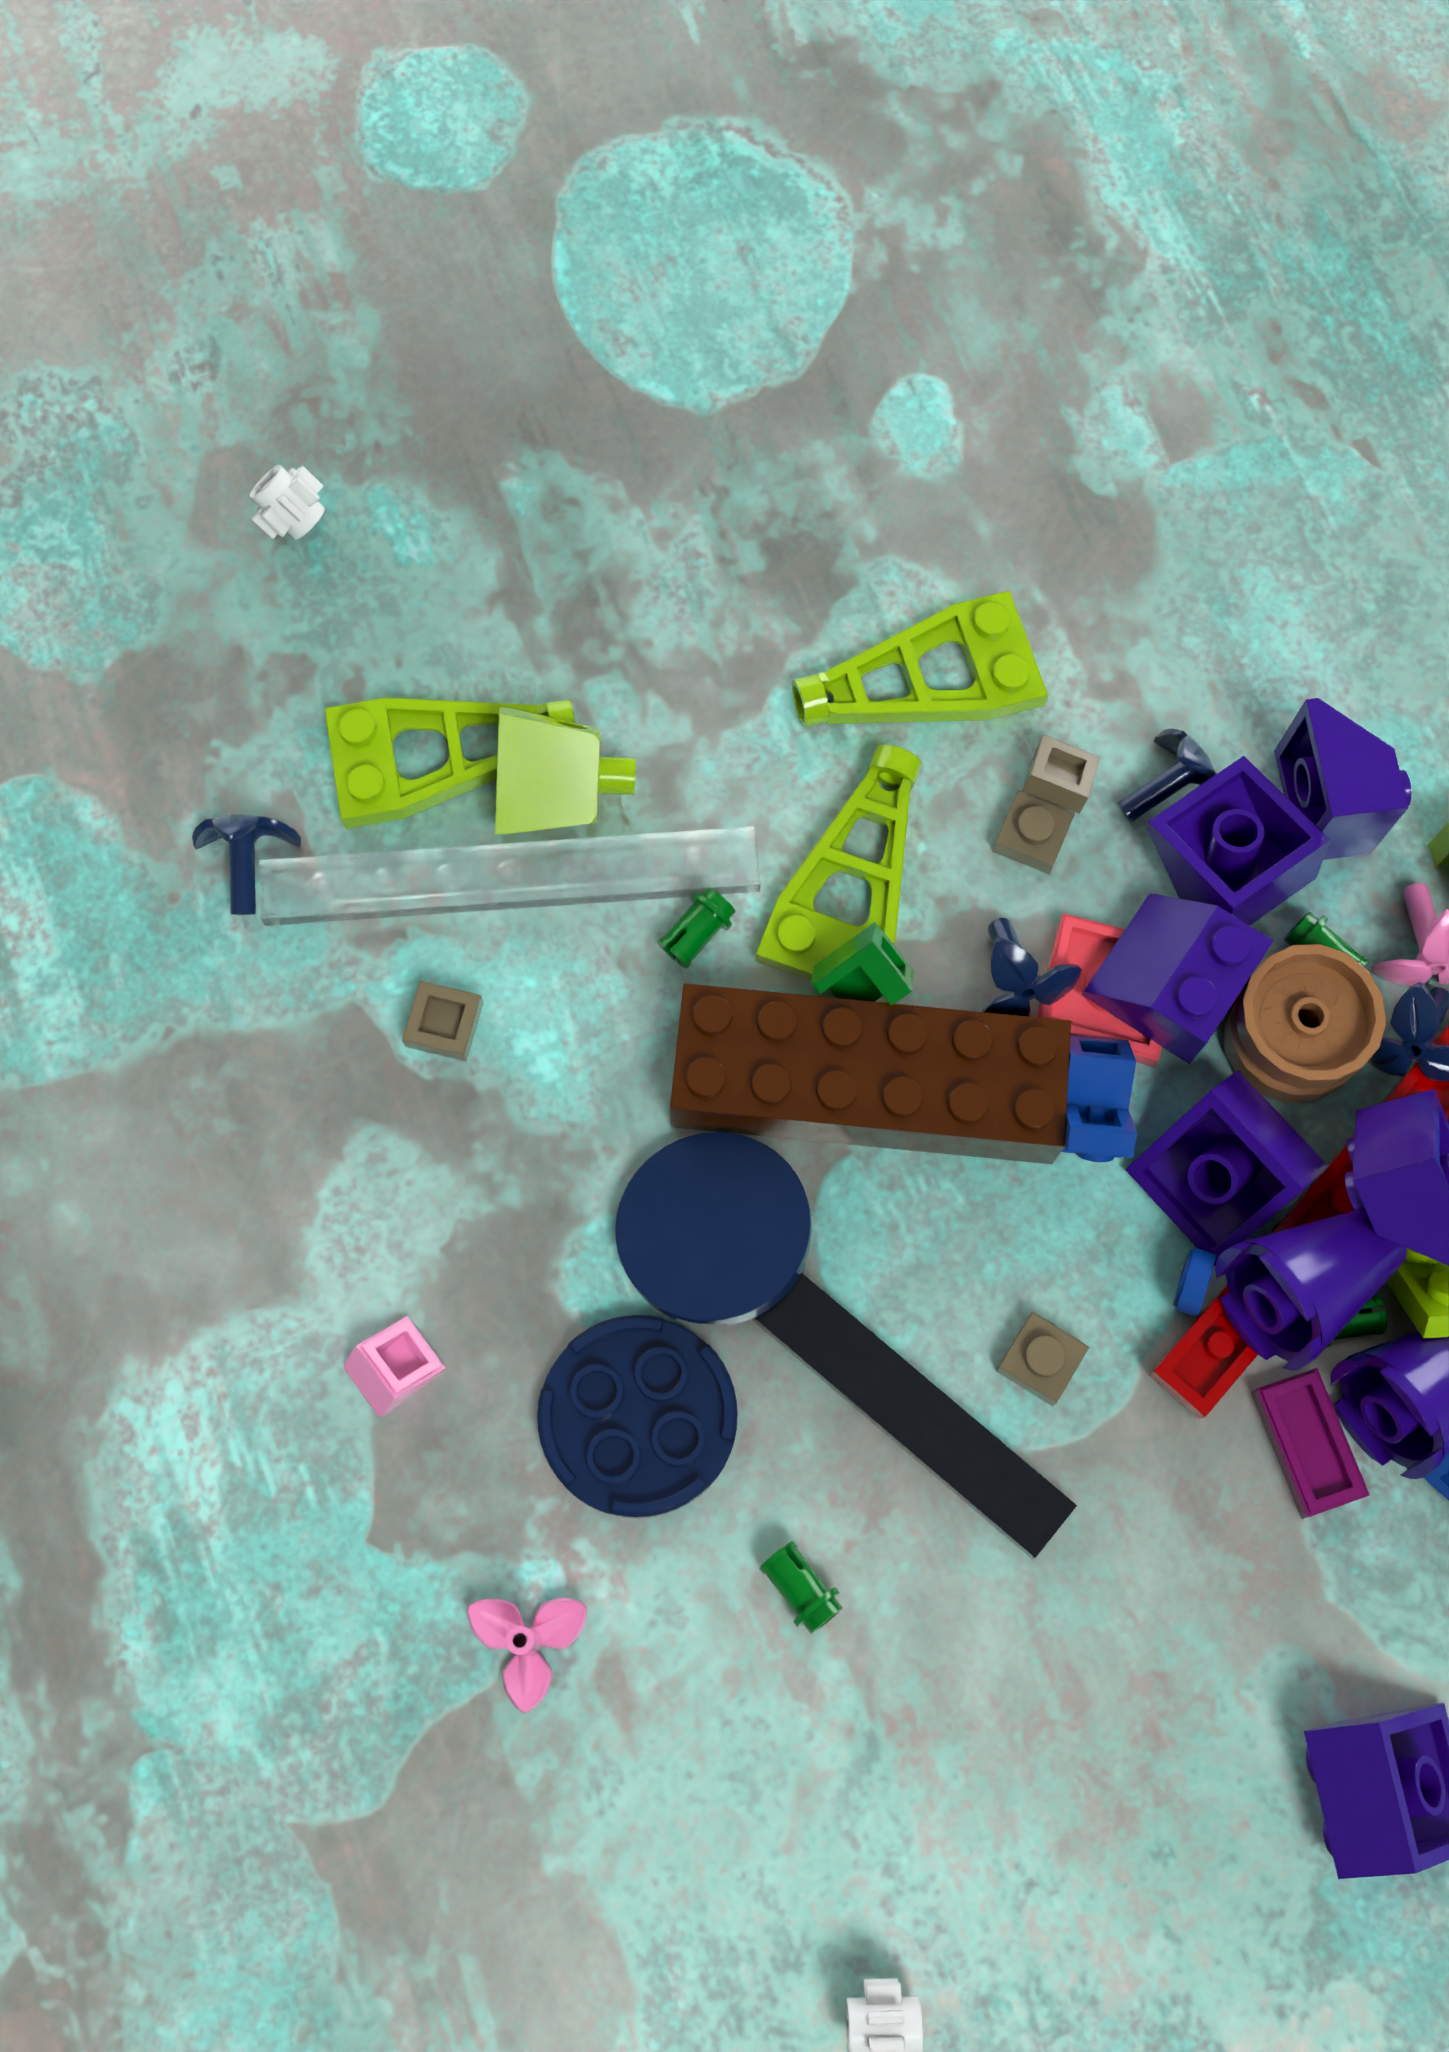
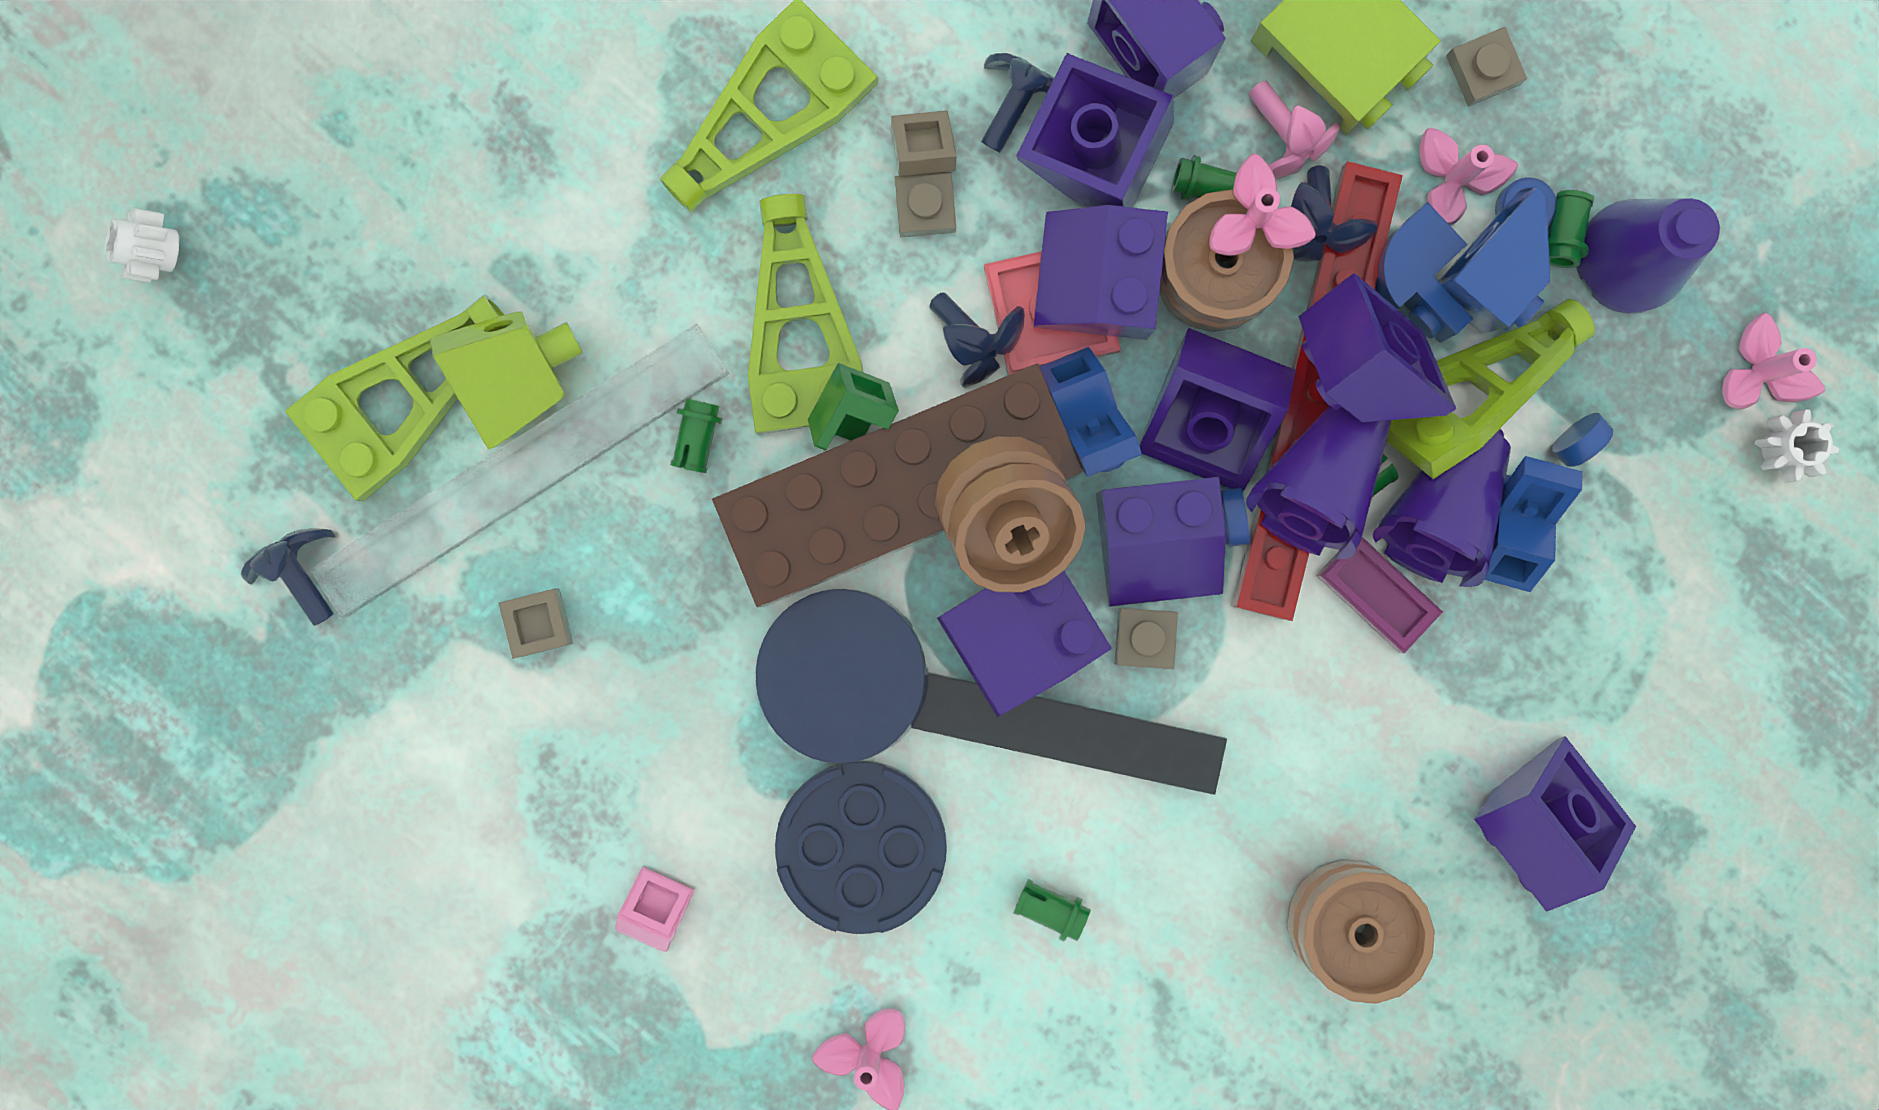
camera: 25 degrees left, 15 degrees up
(923, 1279) = (1024, 640): none -> dark purple slope
(972, 1140) = (1009, 514): none -> medium nougat wheel
(1109, 1265) = (1162, 541): none -> dark purple slope
(1164, 1778) = (1369, 964): none -> medium nougat wheel
(1370, 963) = (1256, 191): none -> bright pink plant

